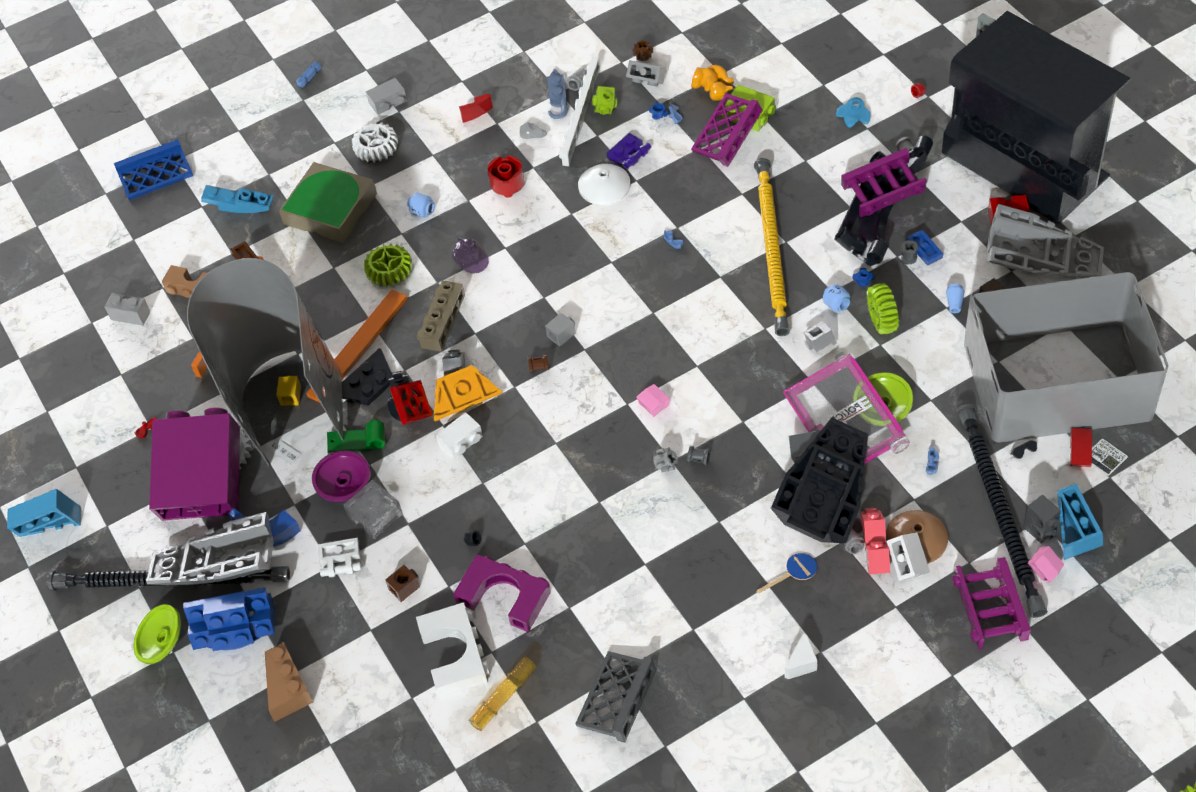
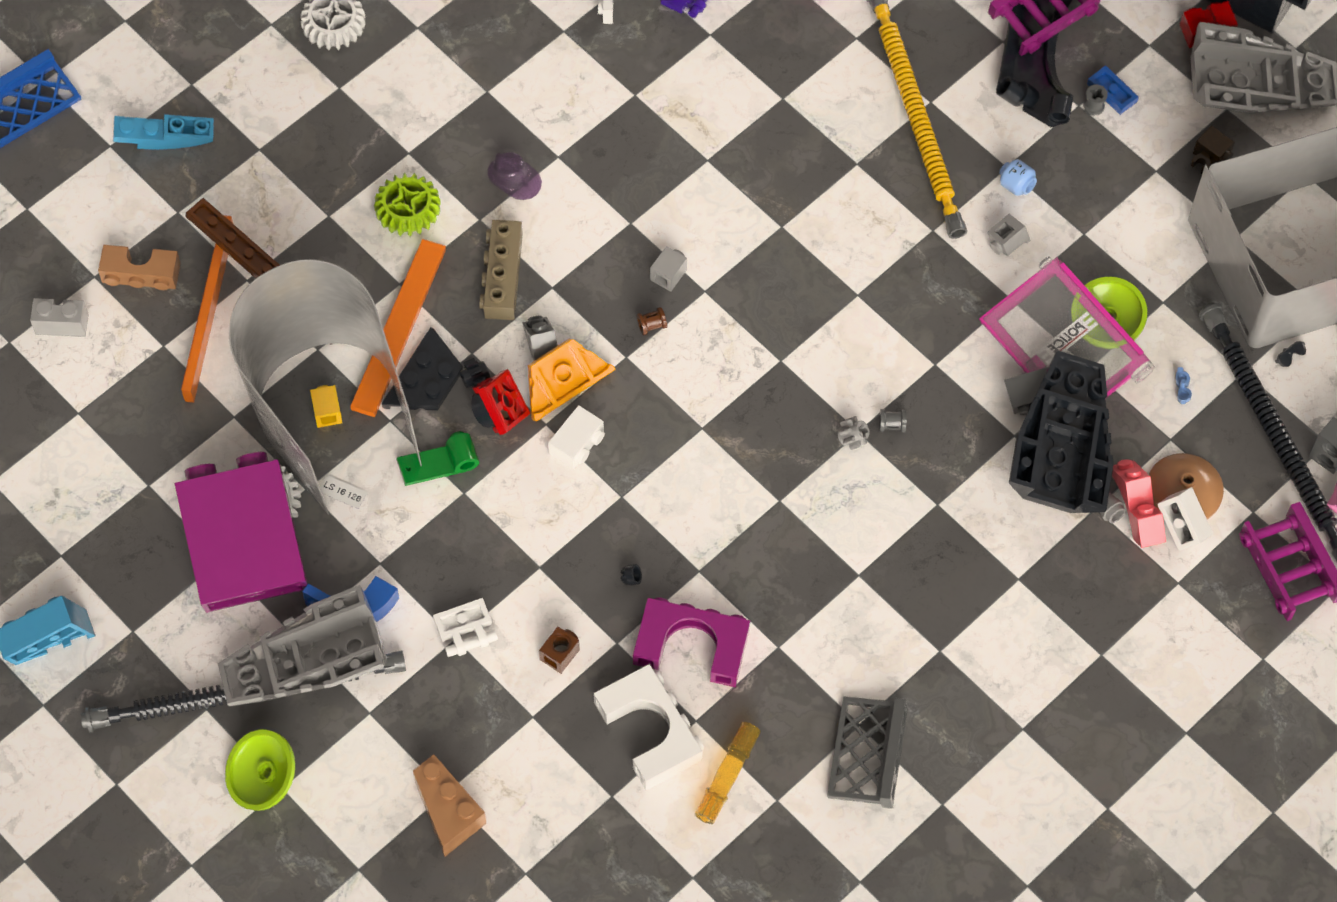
camera: 20 degrees left, 10 degrees up
(142, 431) = (147, 479): red piece -> none
(229, 620) = (352, 736): blue piece -> none
(328, 202) = (295, 119): tile -> none
(338, 469) = (437, 504): magenta dish -> none
(373, 509) = (494, 556): clear piece -> none
(421, 205) = (426, 108): light blue head -> none
(506, 176) = (534, 51): red brick -> none
(604, 184) = (668, 55): white dish -> none
(653, 400) = (815, 351): bright pink piece -> none
(668, 237) = (775, 114): medium blue piece -> none
(799, 567) = (1051, 549): blue piece -> none
(802, 659) = (1085, 668): white slope -> none
(863, 277) = (1041, 147): blue plate -> none
(882, 308) = (1081, 186): lime gear -> none
(955, 297) = (1165, 155): light blue cone -> none

